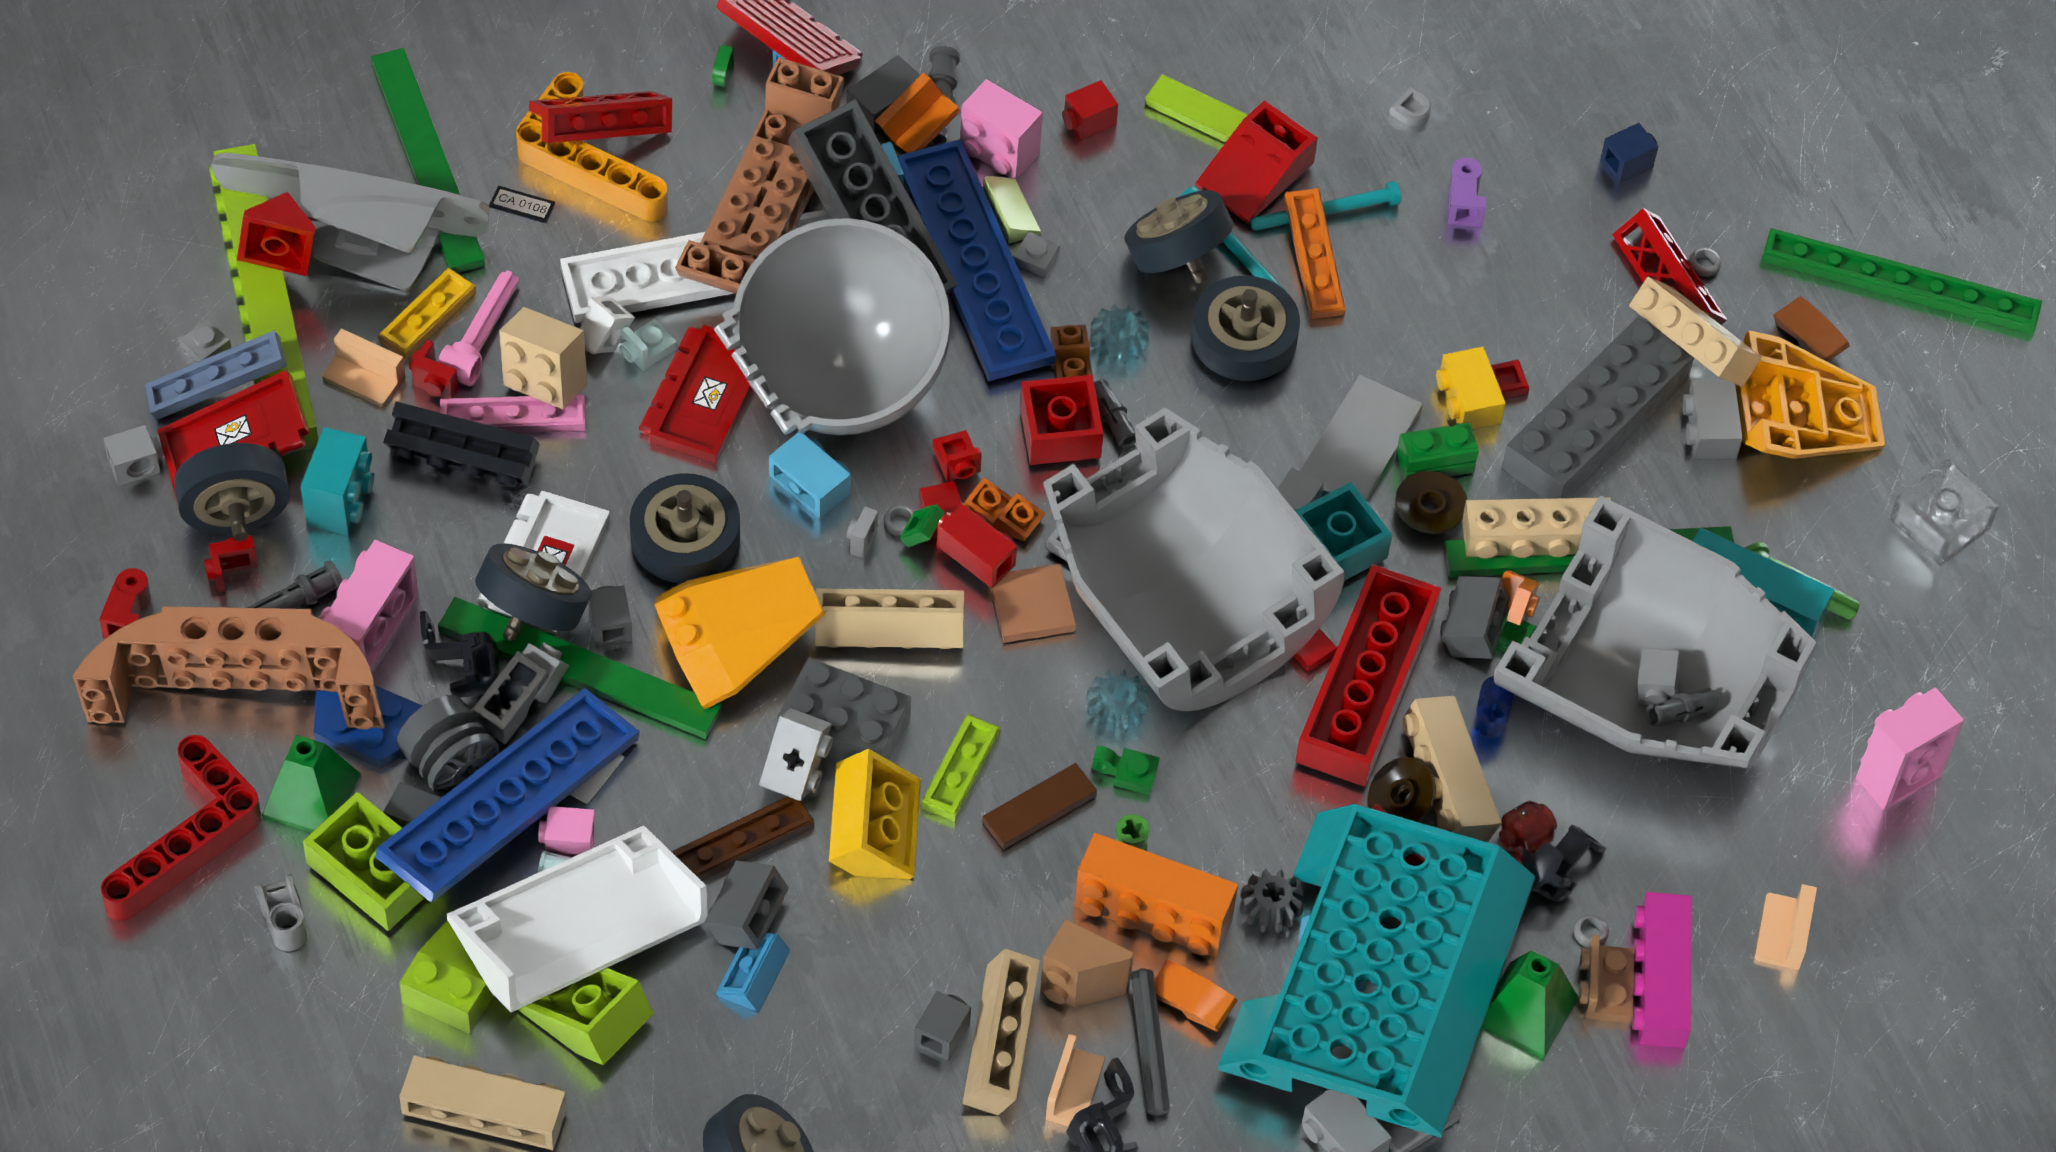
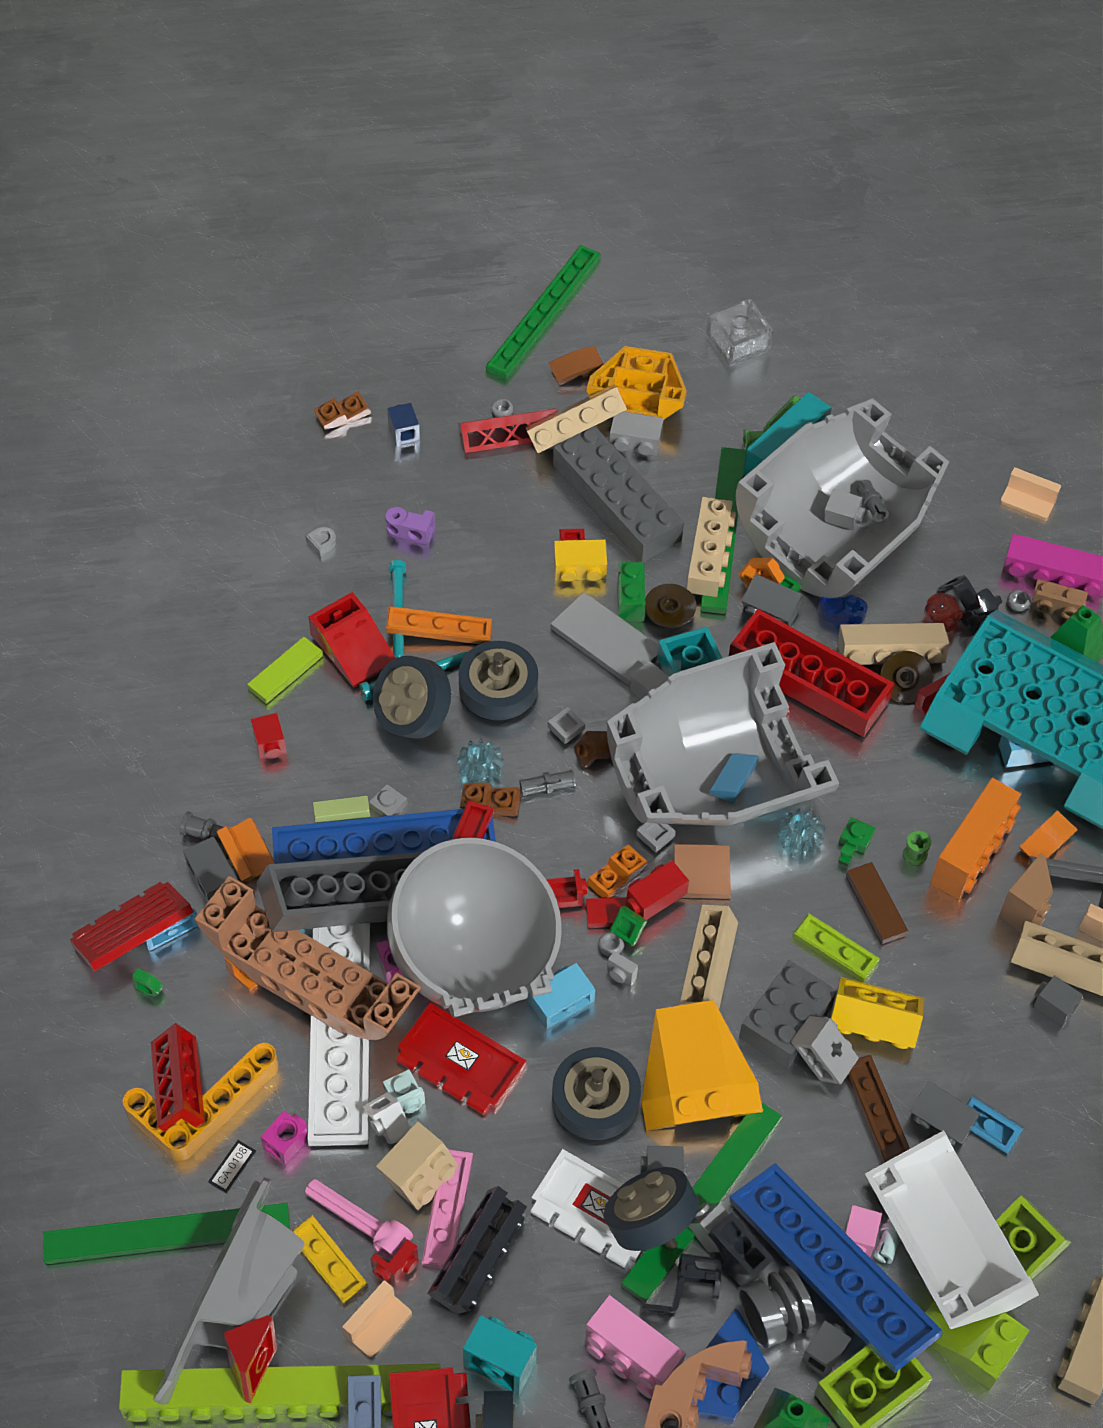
camera: 75 degrees left, 0 degrees up
(561, 236) = (285, 1148): none -> dark pink brick
(1000, 130) = (278, 794): bright pink brick -> none
(1013, 337) = (474, 821): none -> red tile
(1061, 419) = (554, 813): red brick -> none
(1175, 611) = (734, 777): none -> dark azure slope
(1206, 416) = (566, 725): none -> light grey plate
(1271, 901) = (977, 771): dark grey gear -> none
(1626, 84) = (336, 414): none -> dark orange slope
(1909, 748) = (927, 389): bright pink brick -> none

